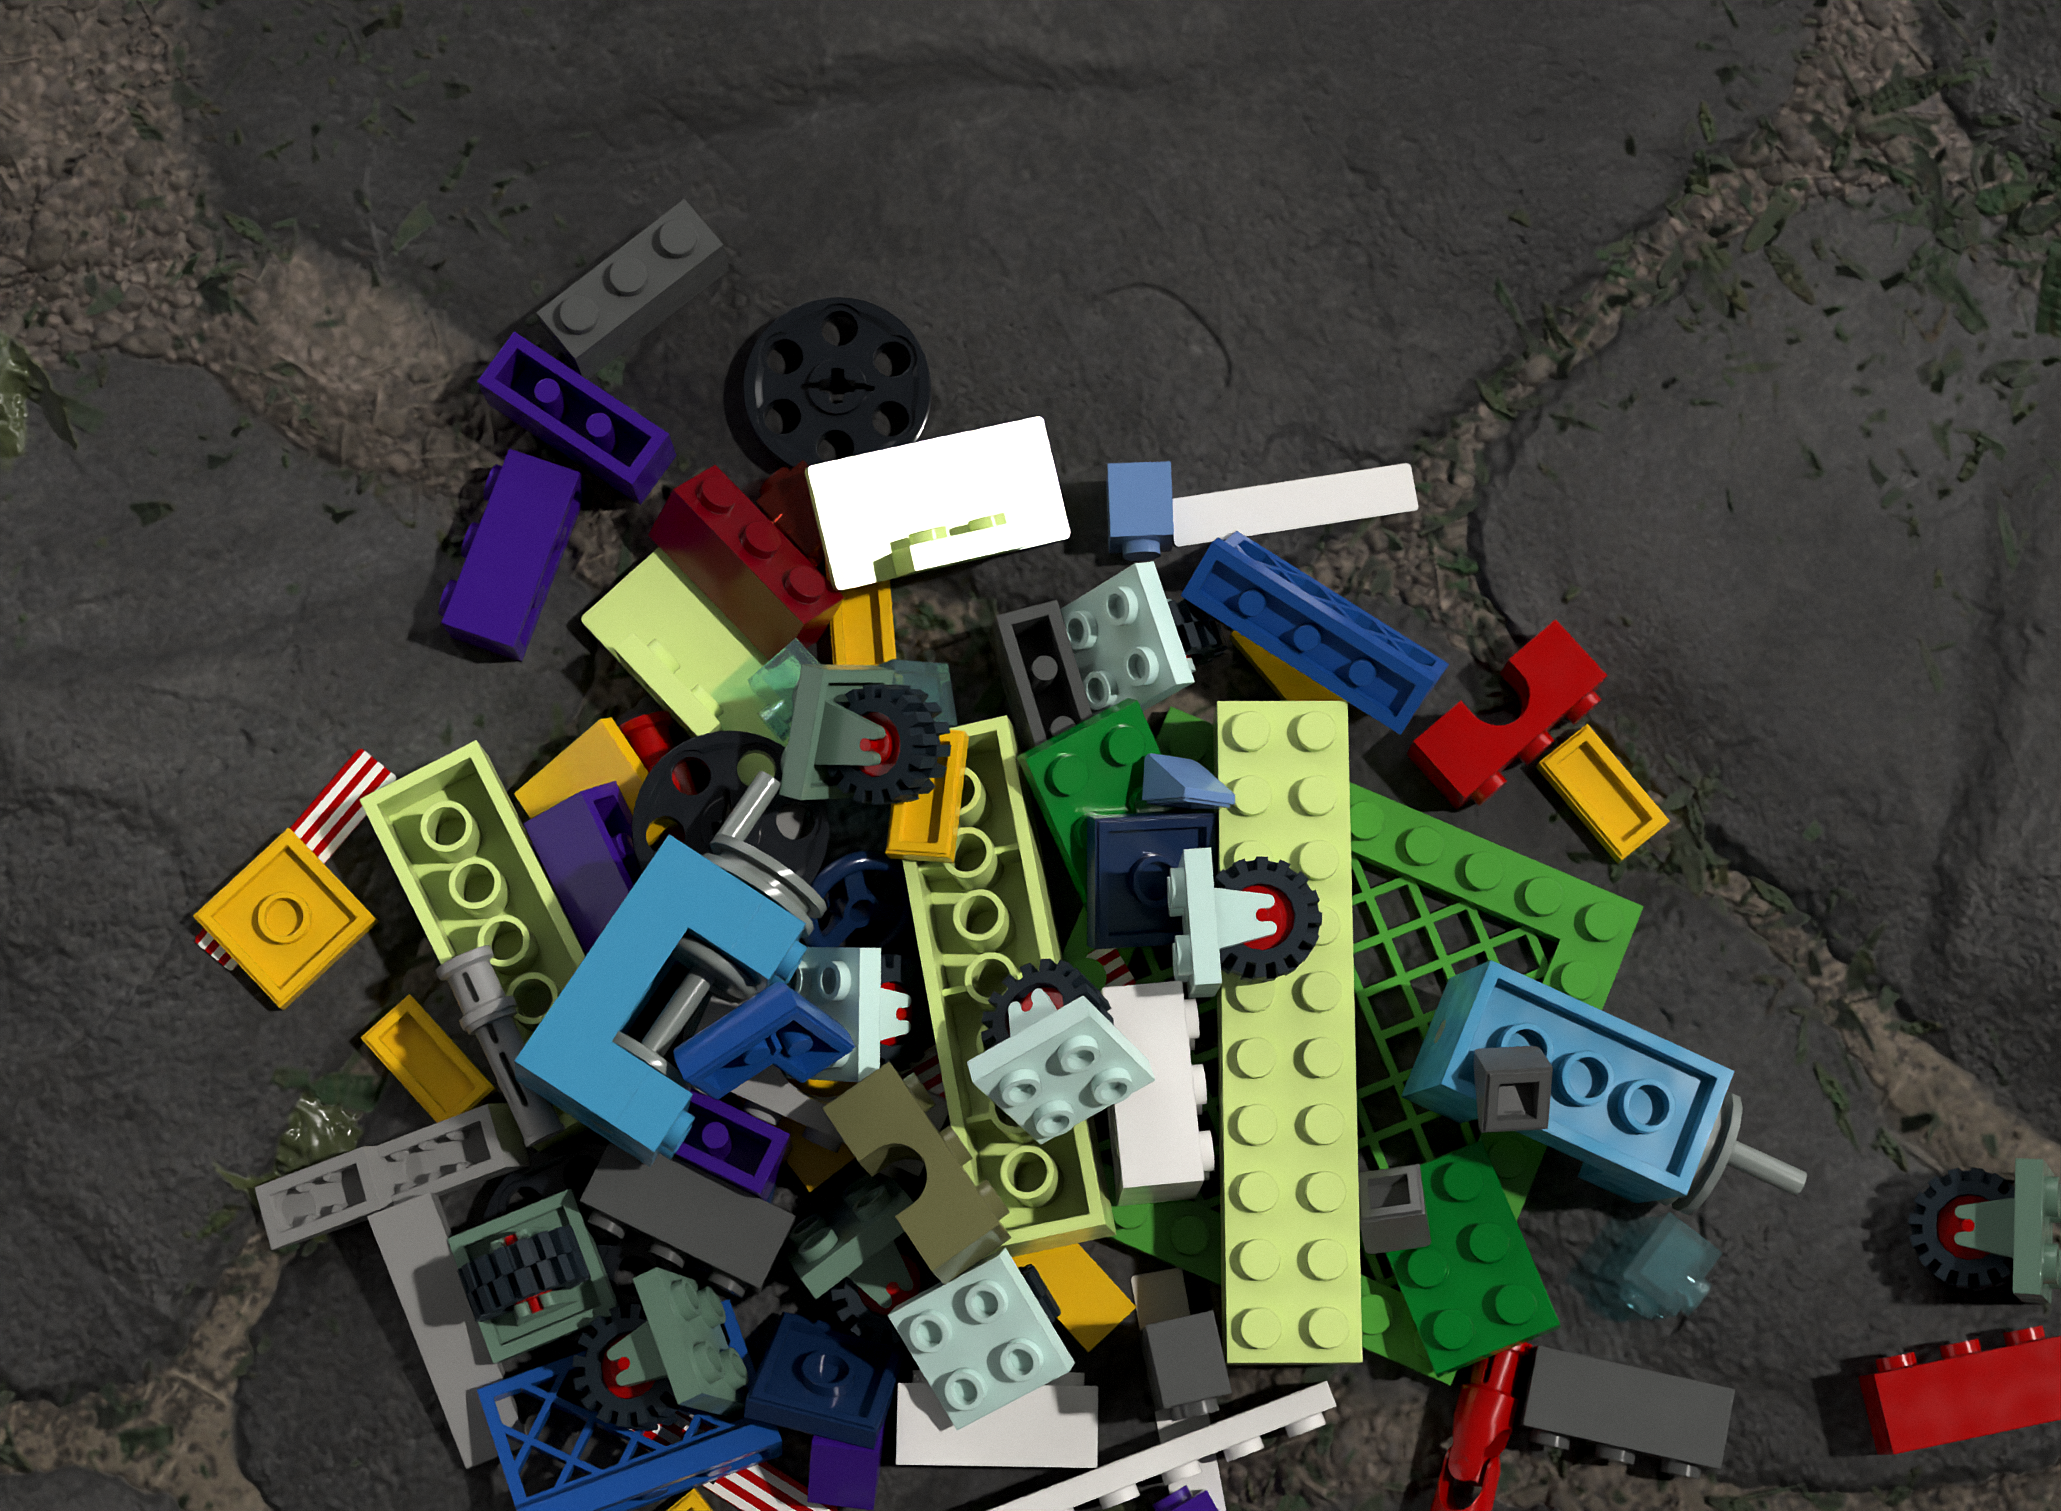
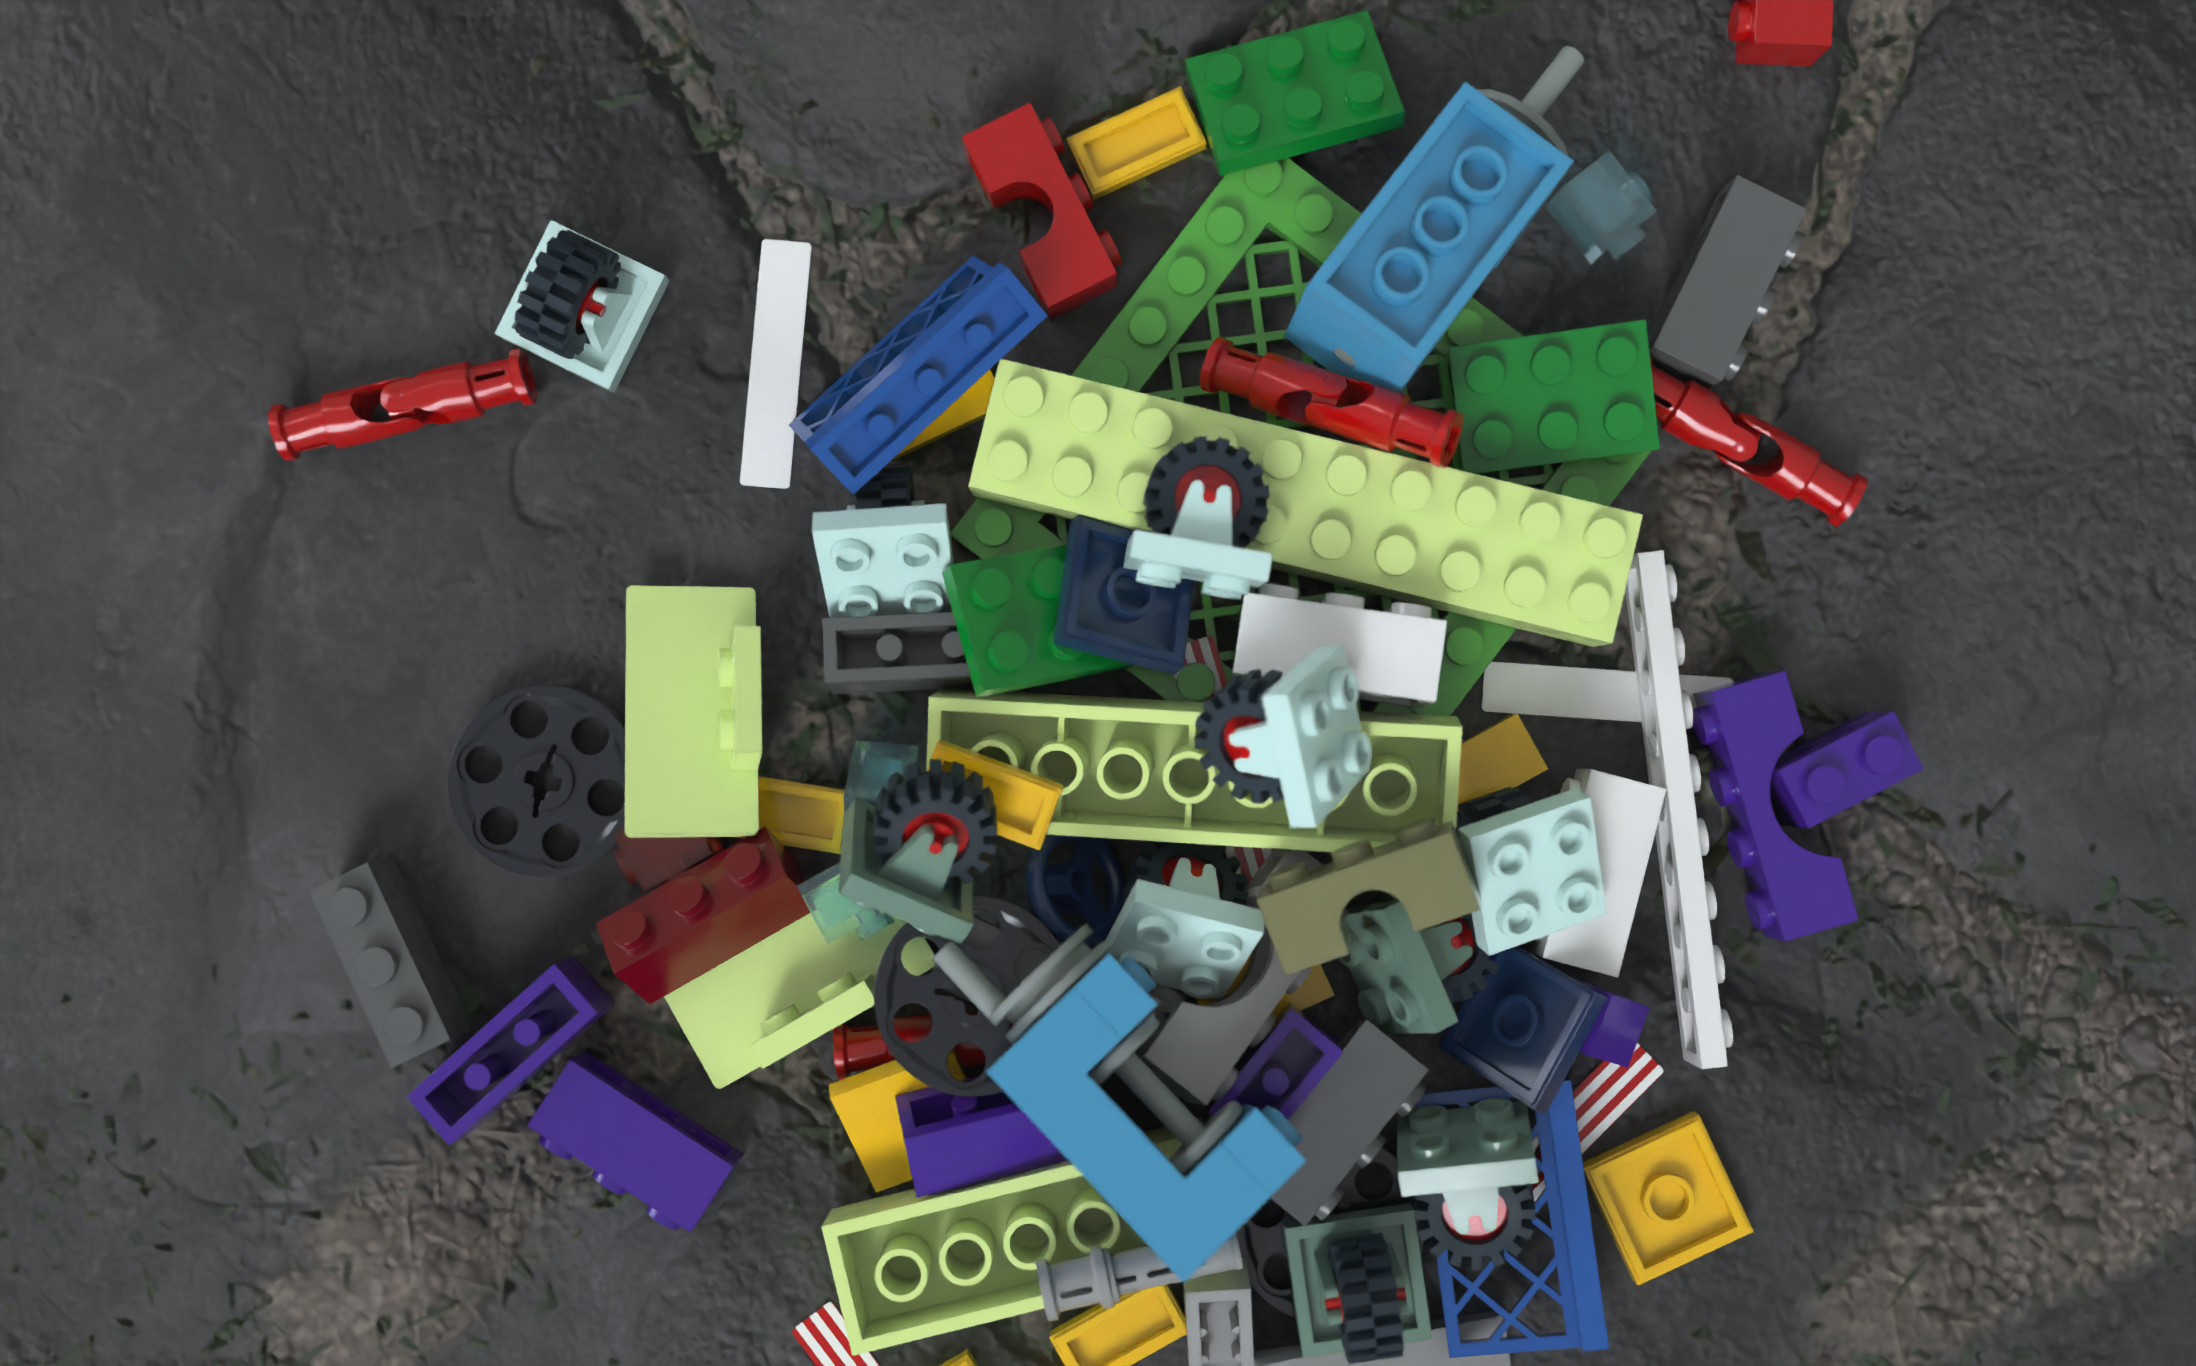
camera: 75 degrees left, 10 degrees up
(763, 1031) = (1207, 1024): blue brick -> none
(1139, 509) = (745, 513): medium blue brick -> none
(1174, 196) = (433, 396): none -> red piece
(1182, 784) = (1043, 540): medium blue slope -> none
(1185, 1365) = (1604, 683): dark grey brick -> none
(1297, 312) = (582, 306): none -> plate
(1392, 1023) = (1376, 413): none -> red piece
(1393, 1209) = (1497, 447): dark grey slope -> none
(1512, 1088) = (1438, 297): dark grey slope -> none
(1694, 931) = (1294, 93): none -> green plate

